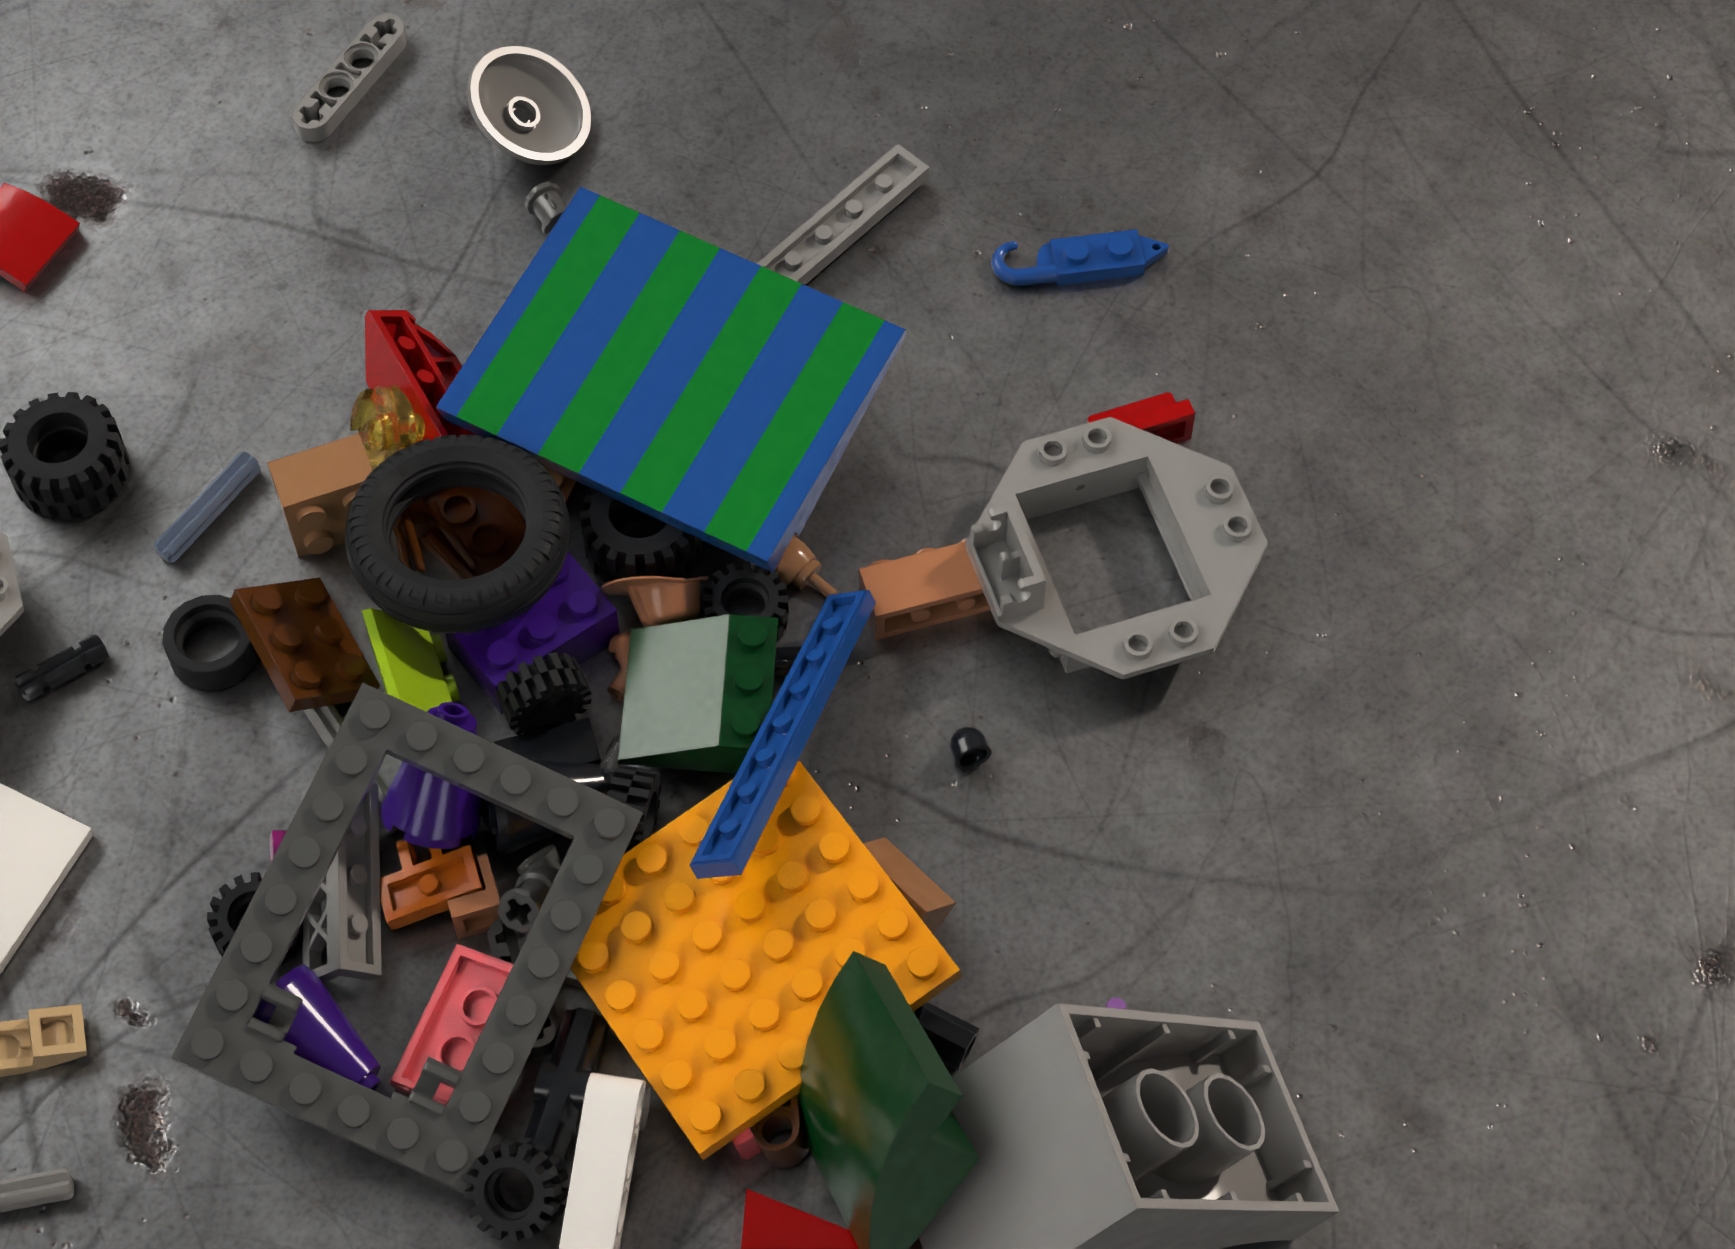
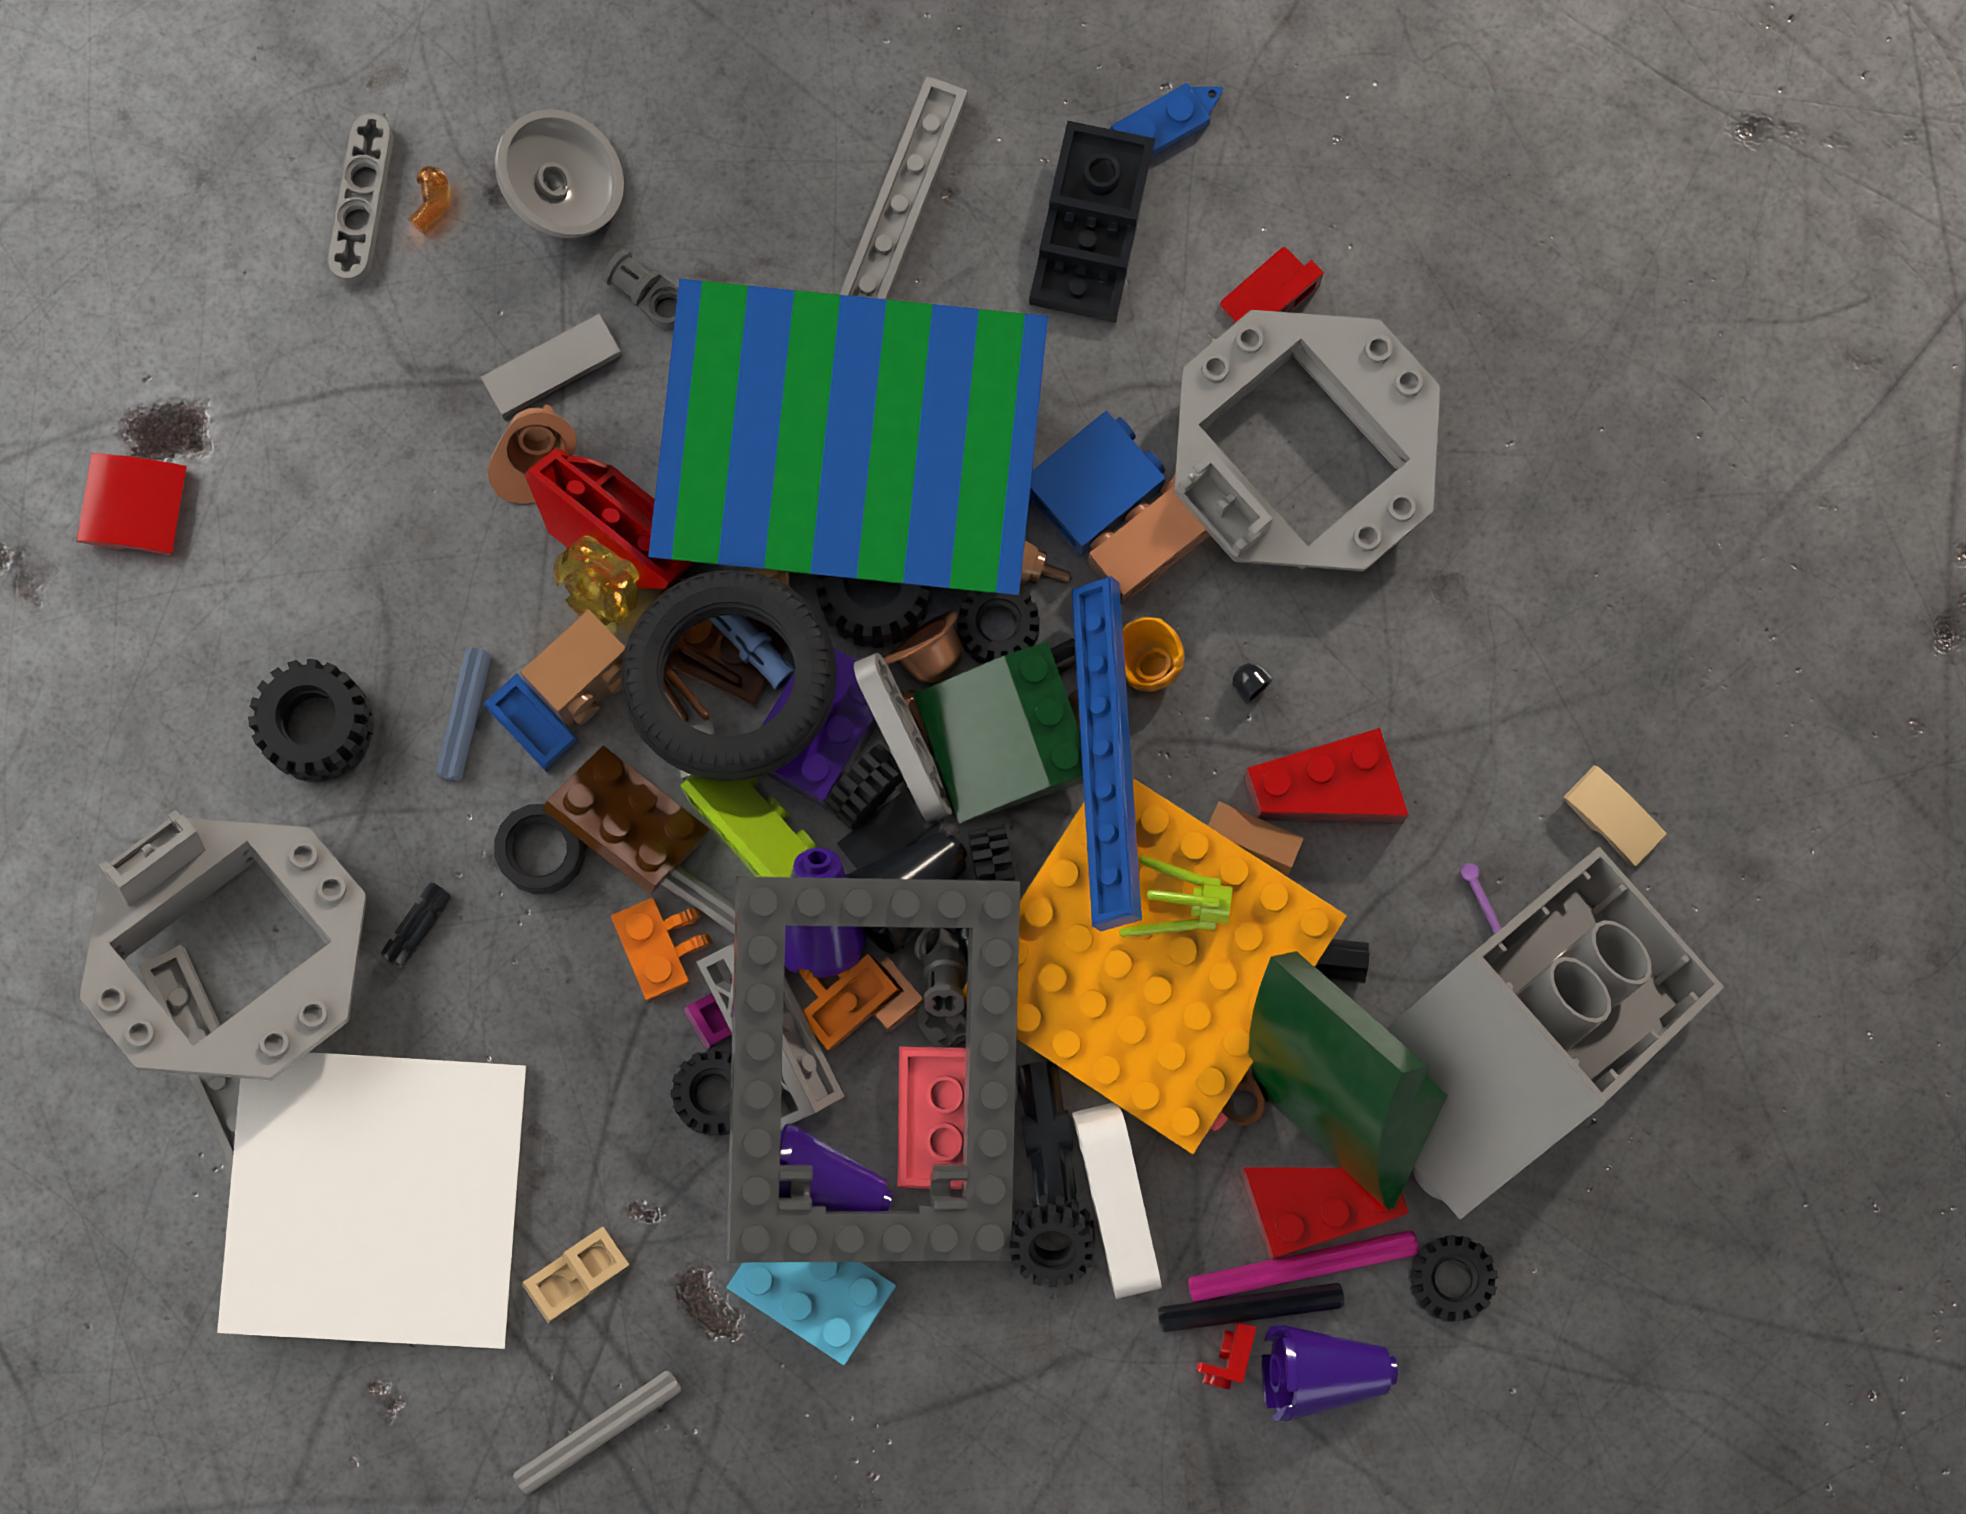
camera: 20 degrees left, 20 degrees up
(254, 1156) = (816, 1300): none -> medium azure plate
(265, 537) = (531, 722): none -> blue tile
(269, 774) = (652, 949): none -> orange hinge
(383, 290) = (523, 444): none -> nougat piece
(413, 99) = (435, 198): none -> clear orange arm
(444, 258) = (551, 366): none -> light grey tile
(501, 535) = (755, 648): none -> medium blue pin
(598, 655) = (903, 737): none -> light grey beam
(821, 896) = (1209, 903): none -> lime plant
(878, 682) = (1151, 654): none -> light orange hair
(894, 513) = (1095, 481): none -> blue brick
(994, 307) = (1091, 221): none -> black slope
(1004, 862) = (1330, 782): none -> red wedge
(1290, 1006) = (1615, 815): none -> tan slope

